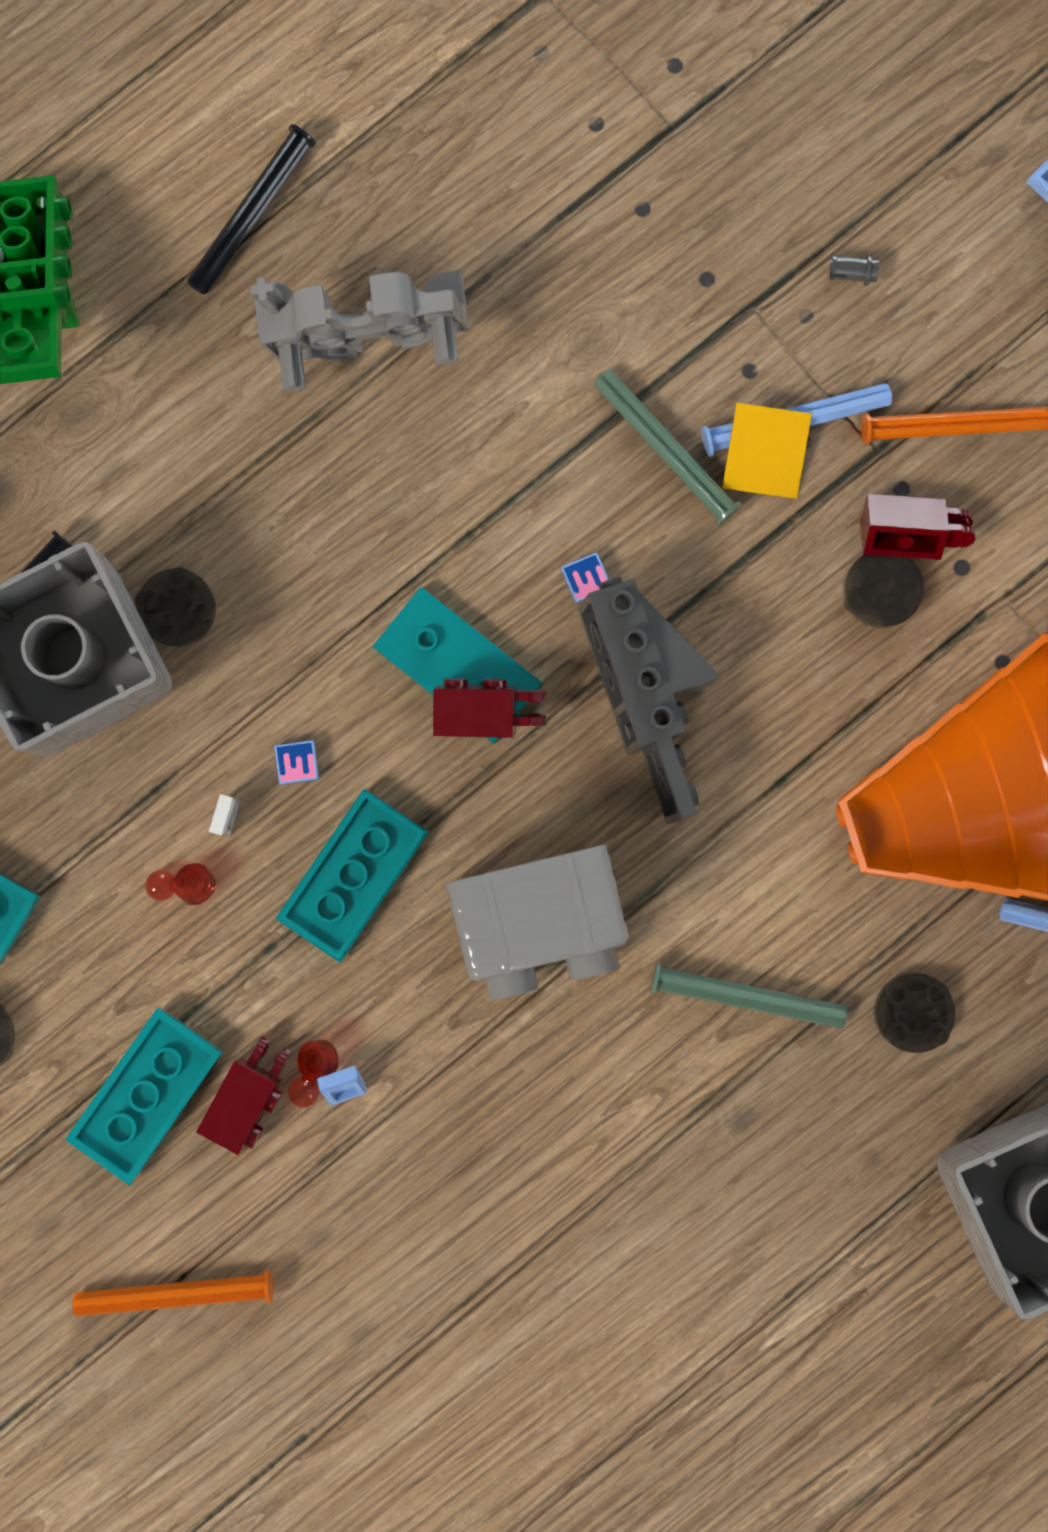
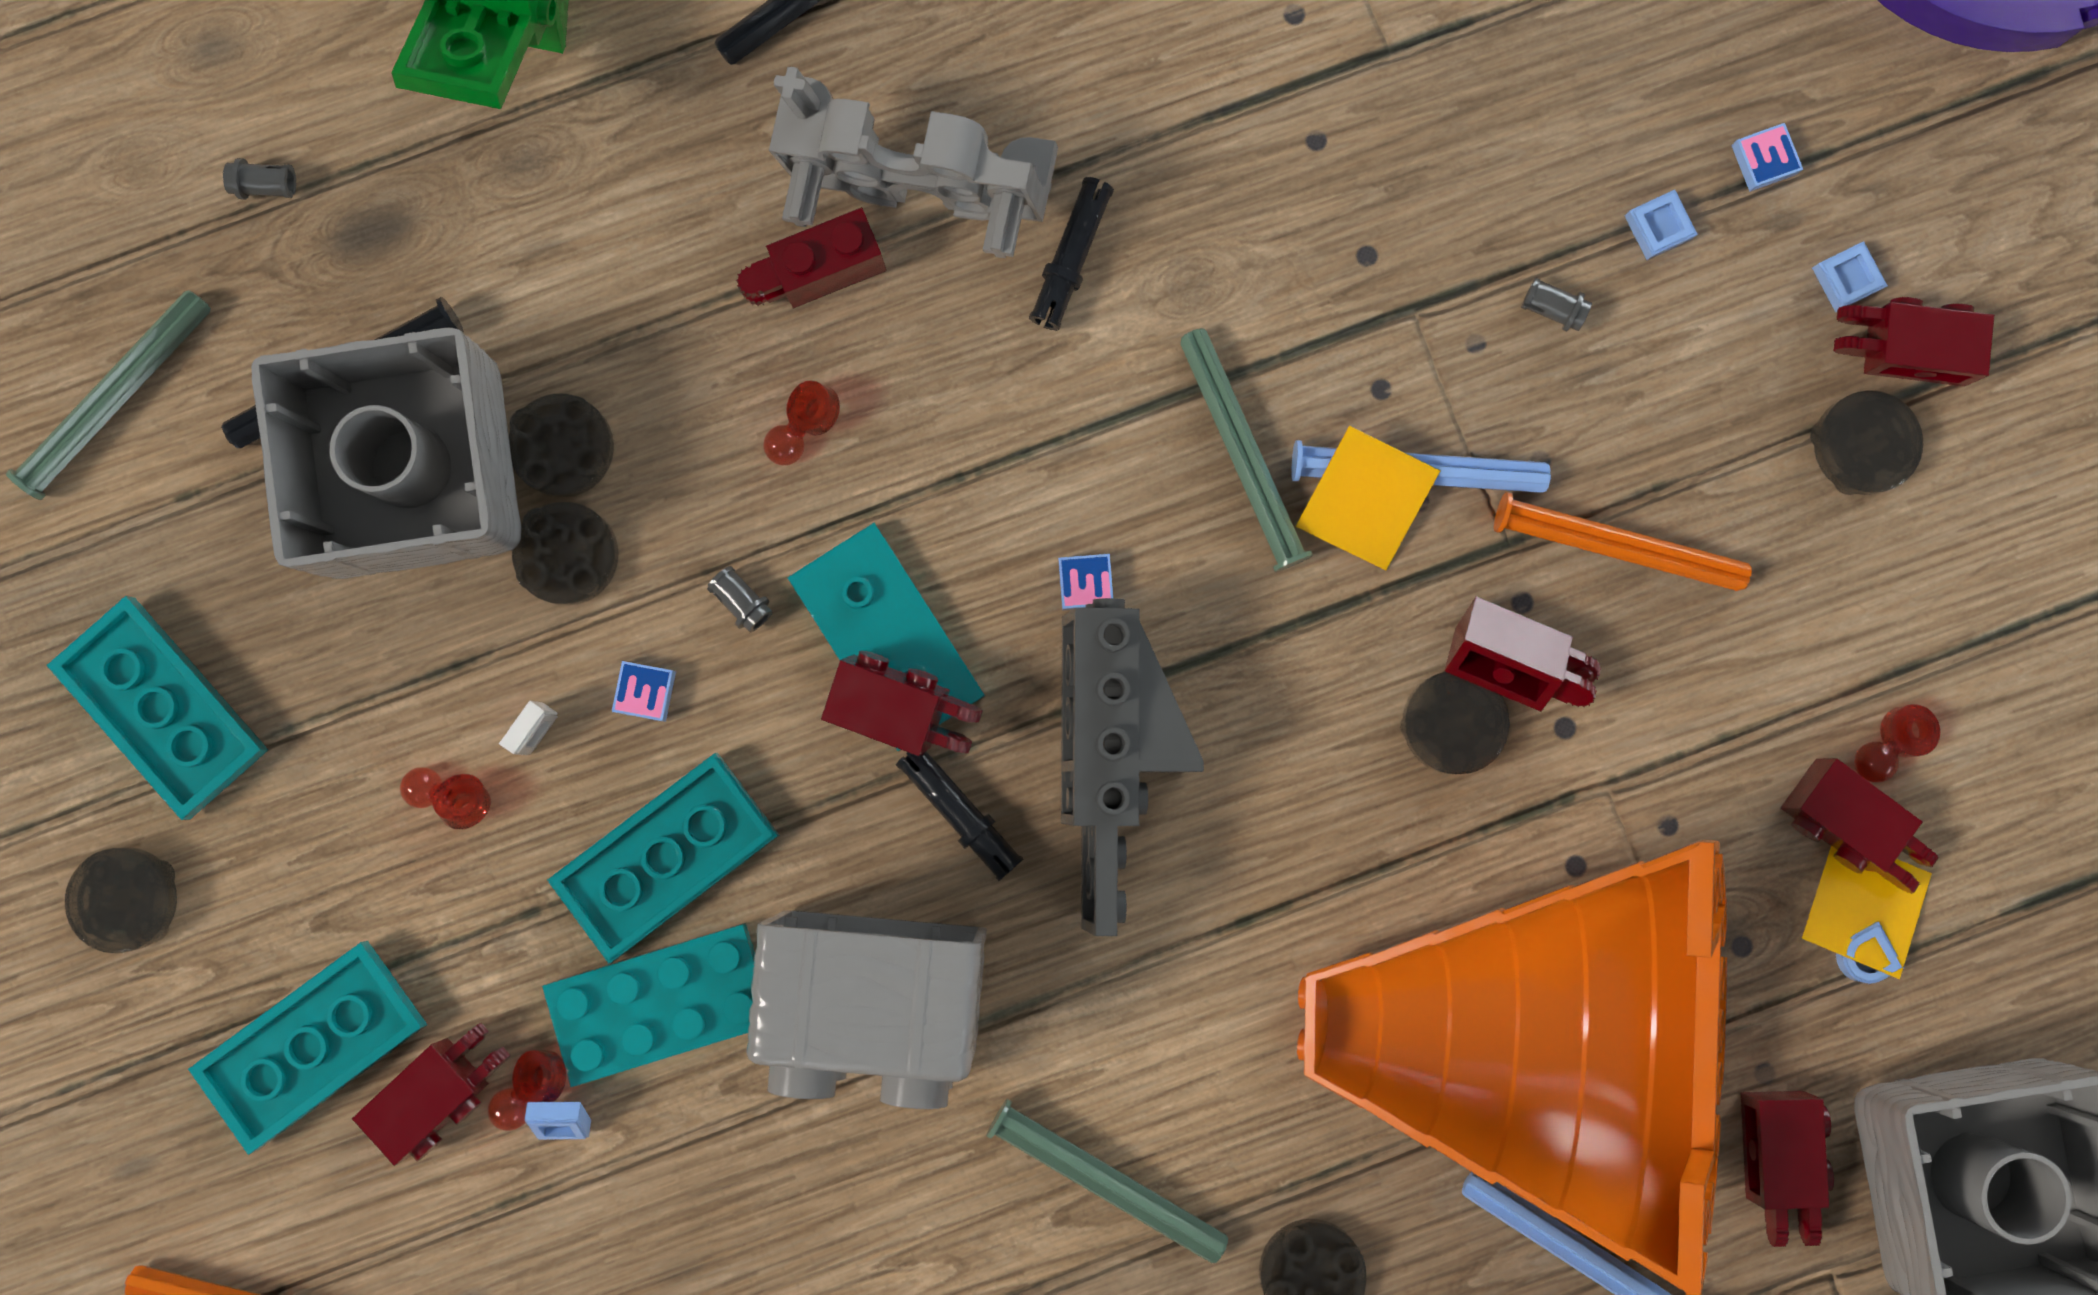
camera: 15 degrees right, 0 degrees up
(206, 683) = (565, 553): none -> clear smoke tile
(315, 414) = (814, 262): none -> dark red hinge
(337, 552) = (810, 410): none -> clear red plate
(343, 673) = (740, 599): none -> dark grey pin
(384, 981) = (653, 1005): none -> teal plate
(495, 361) = (1063, 273): none -> black pin
(553, 771) = (961, 814): none -> black pin
(908, 187) = (1660, 224): none -> light blue tile
(967, 113) = (1767, 157): none -> tile

